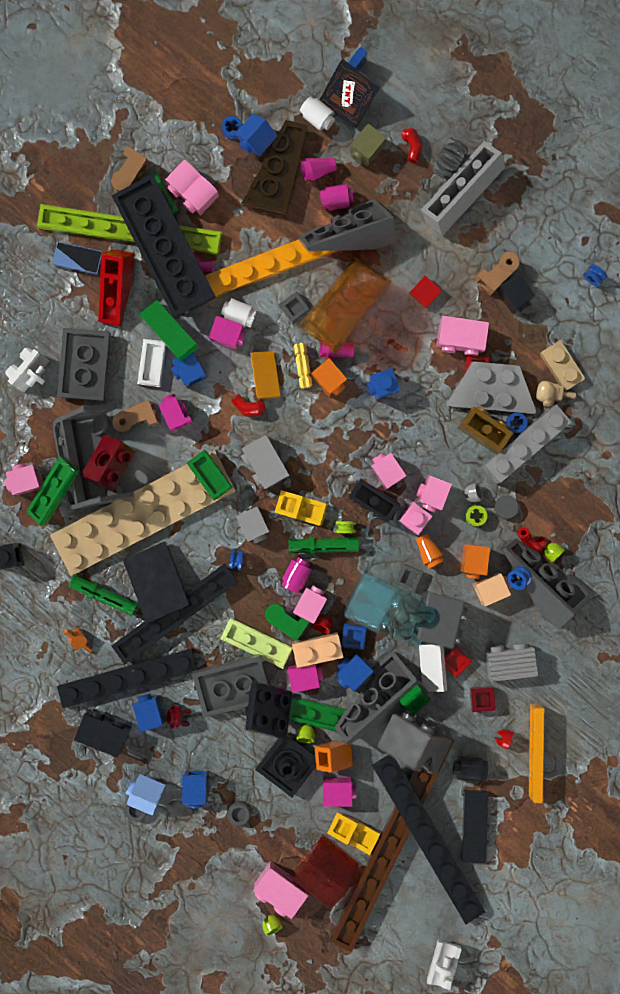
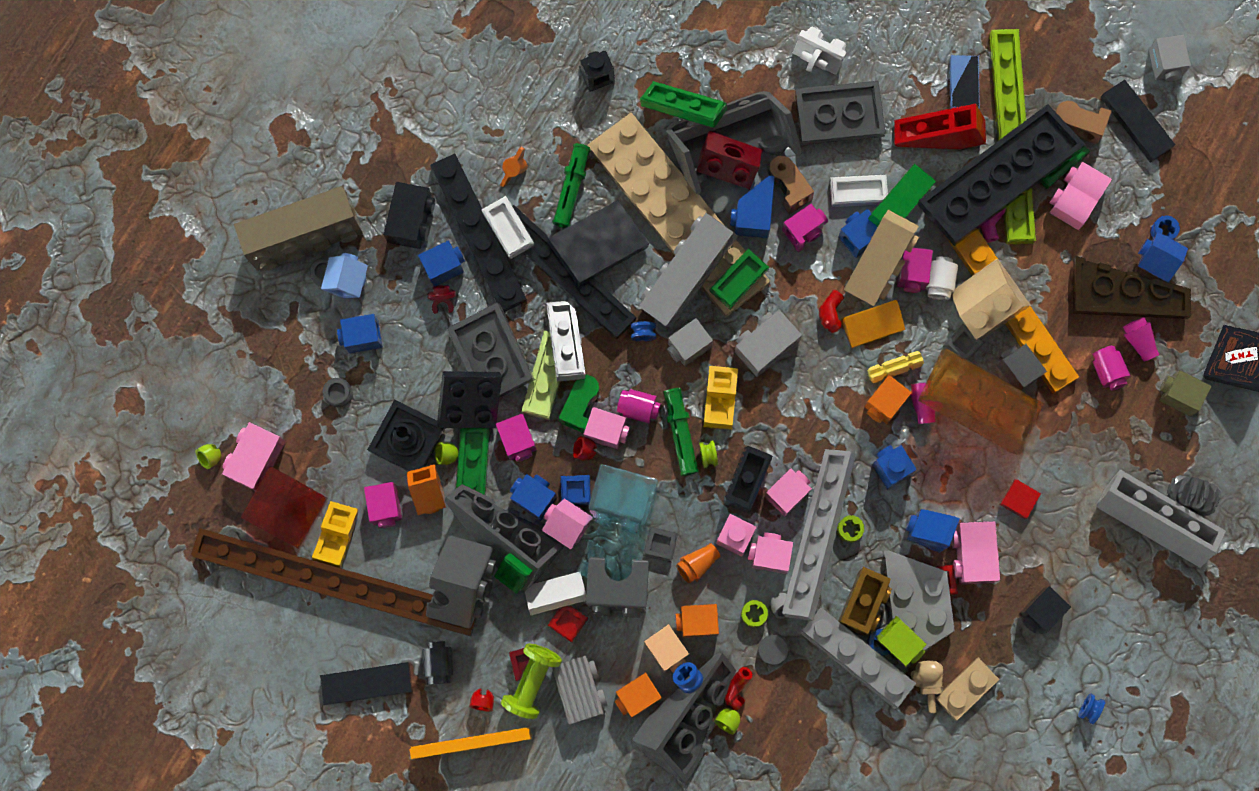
camera: 80 degrees right, 10 degrees down
(23, 479) = (690, 70): bright pink brick -> none
(90, 88) = (1169, 58): none -> light grey brick
(99, 827) = (298, 229): none -> dark tan piece
(130, 654) = (507, 227): none -> white tile
(137, 127) = (1137, 121): none -> black tile
(154, 450) = (754, 211): none -> blue slope
(195, 515) = (688, 270): none -> light grey brick
(216, 357) = (882, 258): none -> tan brick
(233, 623) = (565, 341): none -> tile
(265, 280) = (988, 300): none -> tan slope
(317, 113) = (1208, 325): white brick -> none
(317, 649) = (552, 446): light nougat brick -> none
(323, 267) = (1021, 366): none -> dark grey brick
(363, 228) = (1079, 406): dark grey wedge -> none
(380, 650) = (566, 523): none -> bright pink brick
(412, 137) = (1205, 450): red arm -> none
(419, 423) = (855, 521): none -> lime bush
(426, 454) = (818, 535): none -> light grey plate
(428, 838) = (342, 625): black plate -> none
(439, 365) = (932, 529): none -> blue slope
(444, 964) = (191, 673): white hips -> none
(499, 274) = (1073, 591): medium nougat leg -> none
(513, 709) = (522, 701): none -> lime hose
(522, 408) = (902, 641): none -> lime brick
(523, 618) = (637, 696): none -> orange brick

